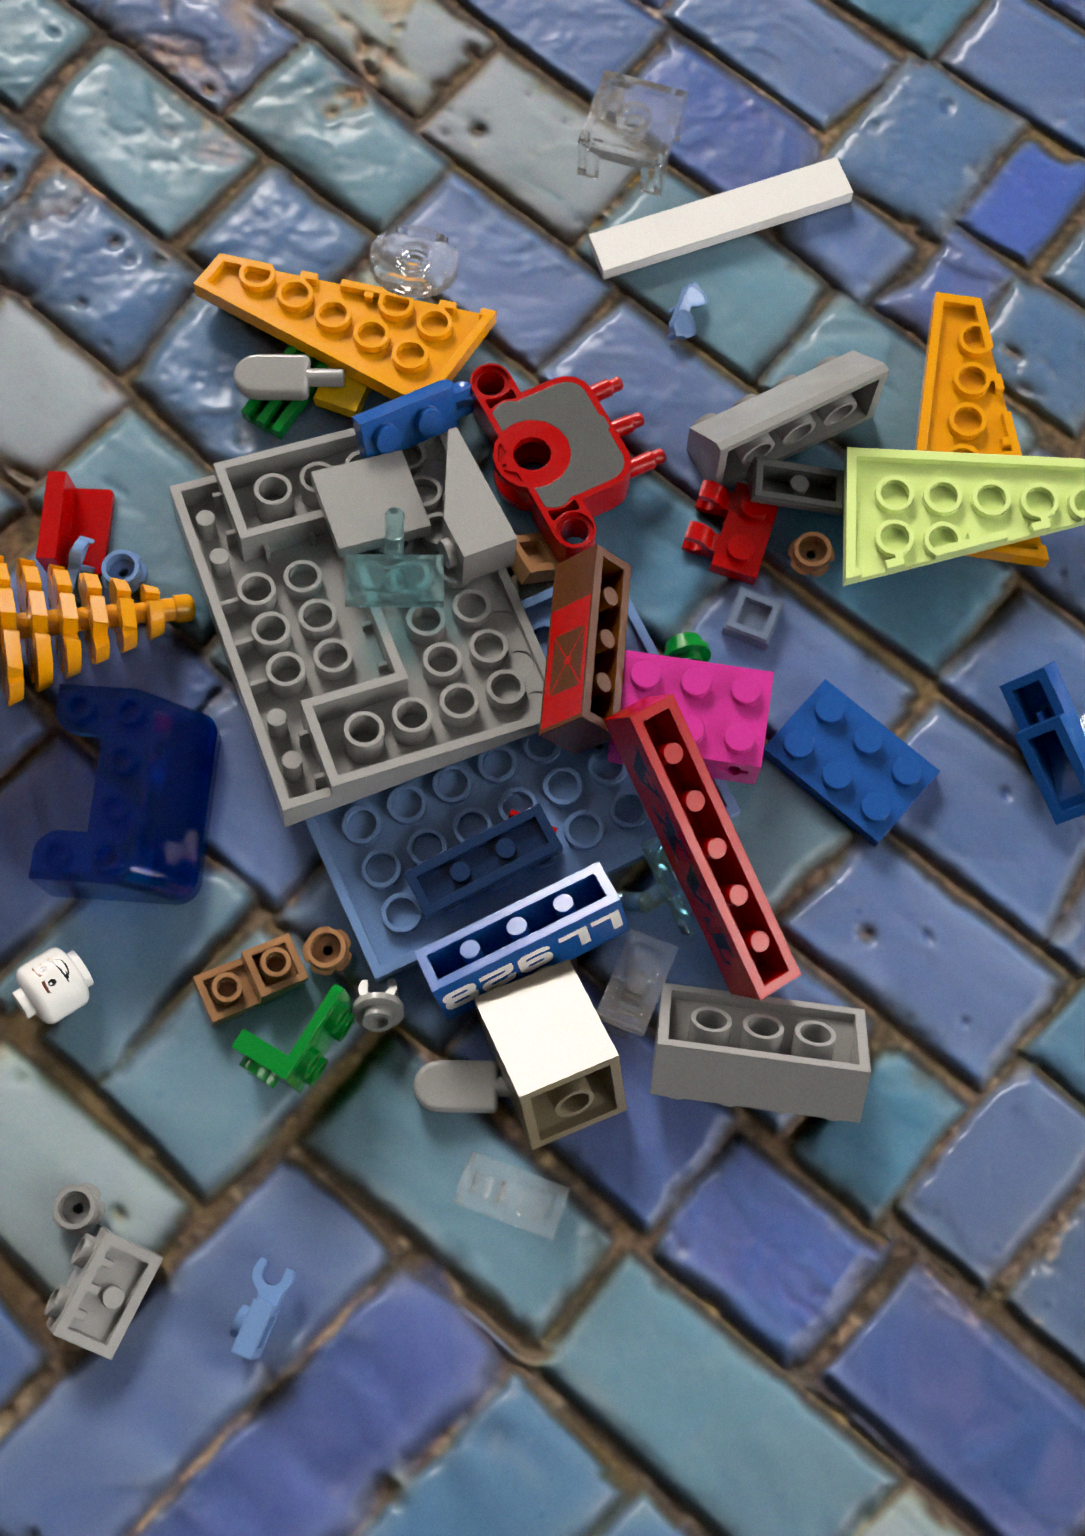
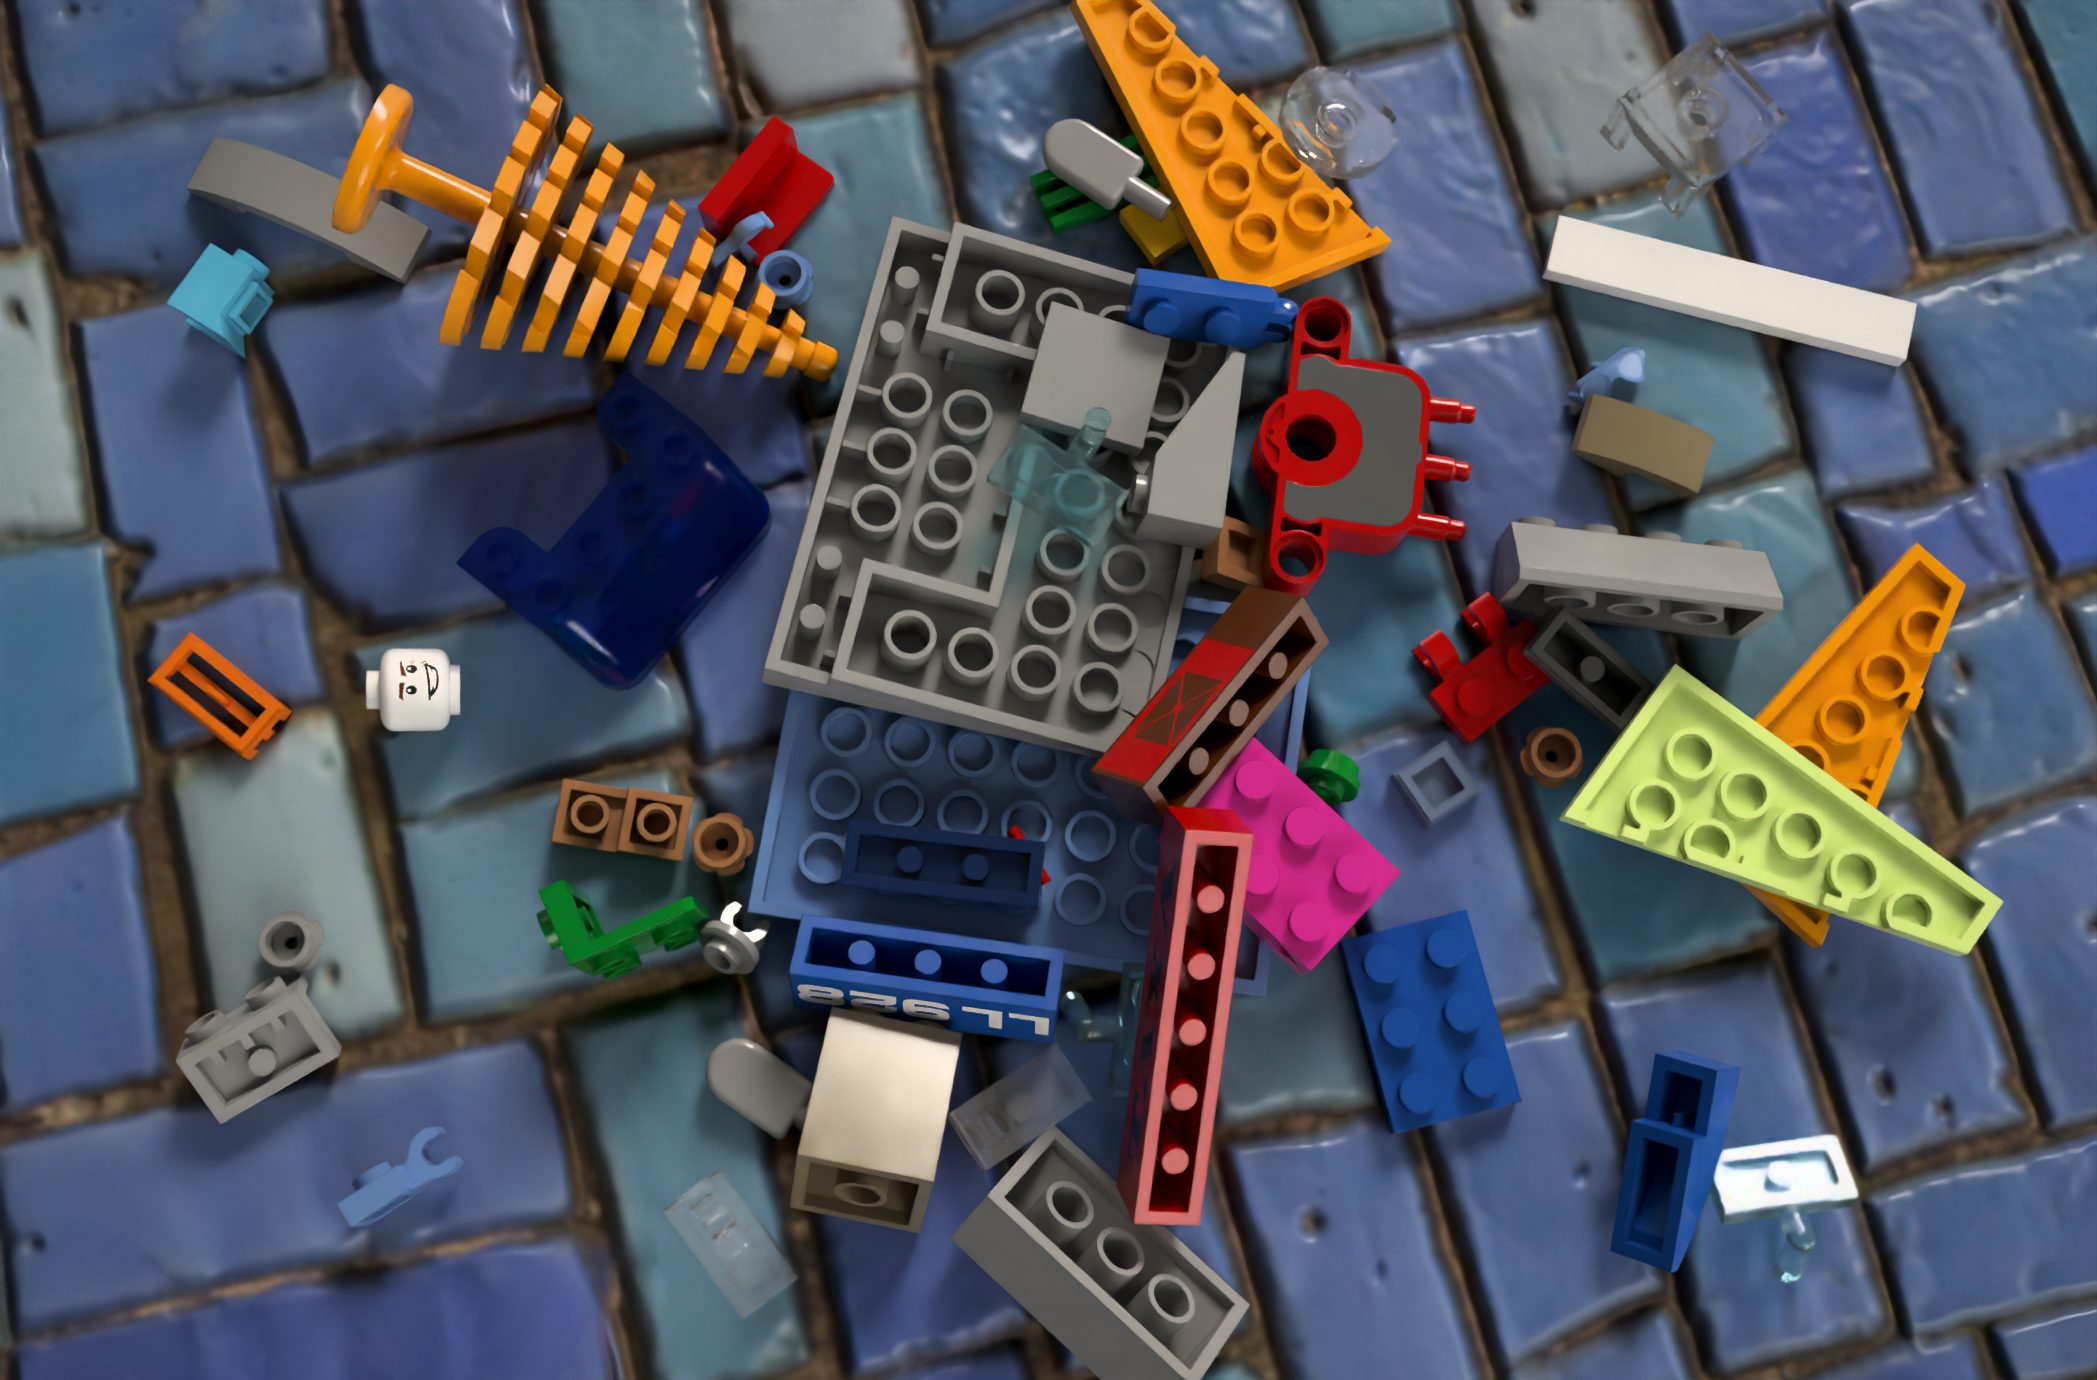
camera: 30 degrees right, 5 degrees up
(727, 336) = (1642, 442): none -> dark tan slope

